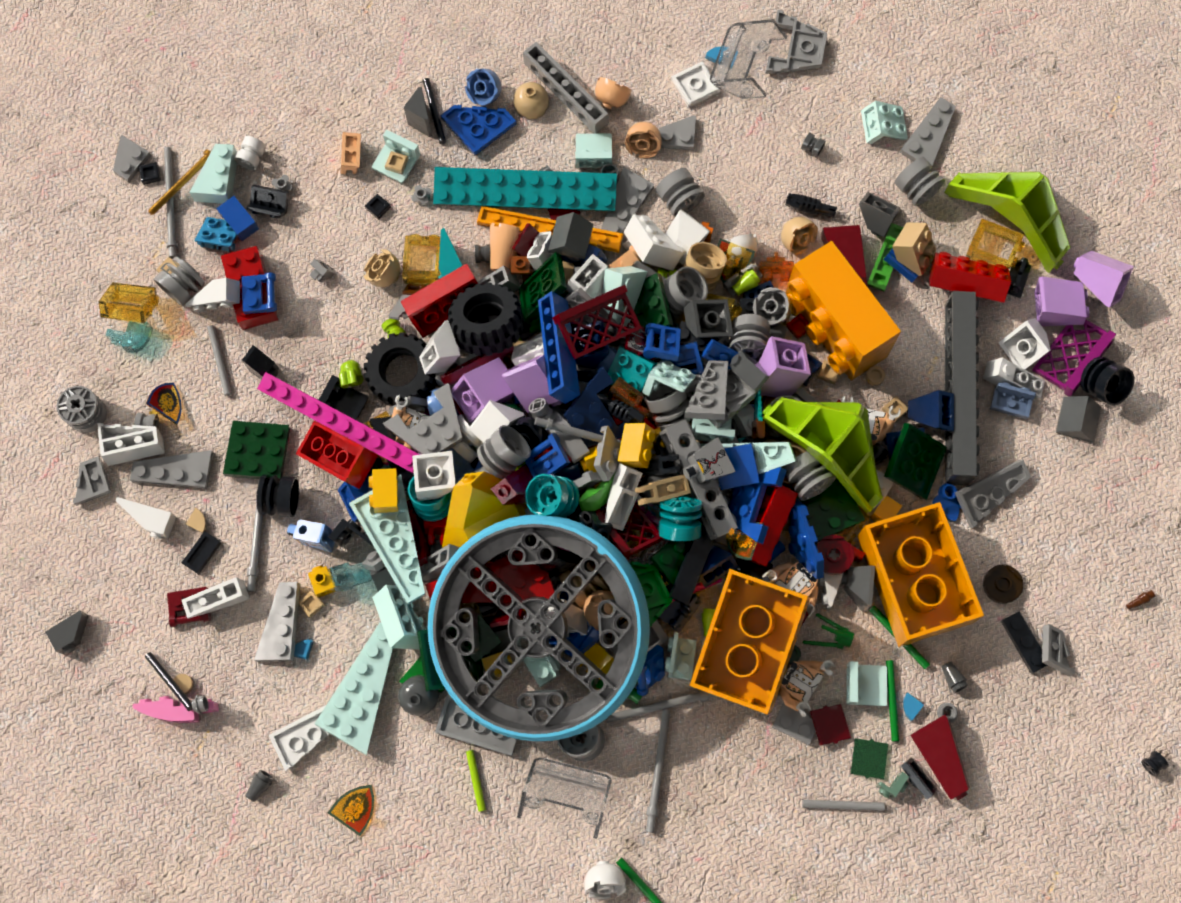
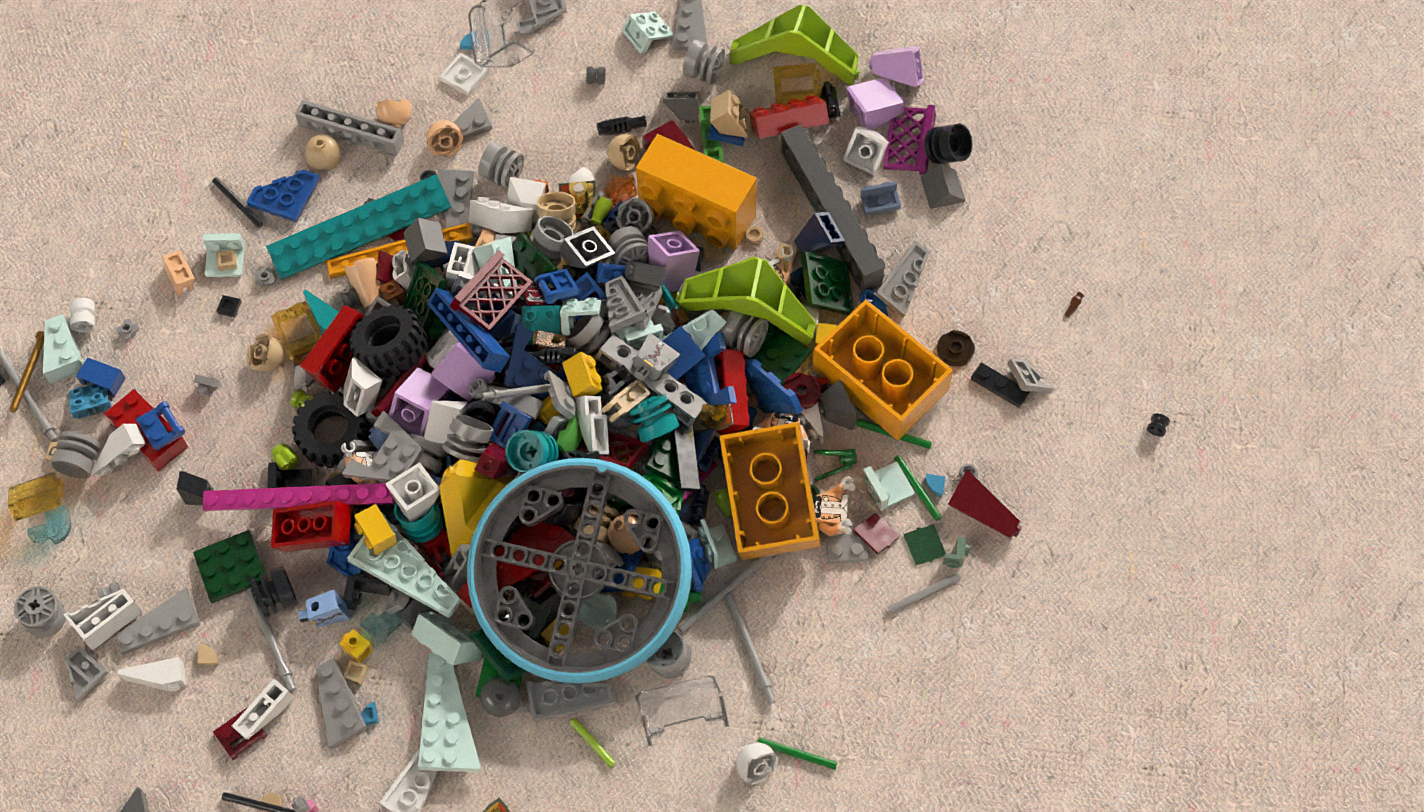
camera: 30 degrees left, 10 degrees down
(165, 401) = (119, 566): shield -> none
(201, 552) = (226, 681): black tile -> none
(219, 360) = (151, 508): light grey bar -> none
(268, 201) = (122, 348): black bracket -> none
(417, 113) = (226, 209): dark grey slope -> none
(483, 86) = (273, 159): medium blue cylinder -> none
(593, 150) = (403, 168): light aqua bracket -> none
(797, 326) = (665, 225): red tile -> none
(918, 778) = (974, 537): black plate -> none
(954, 677) = (958, 442): dark grey cone -> none
(1002, 370) = (860, 177): white slope -> none

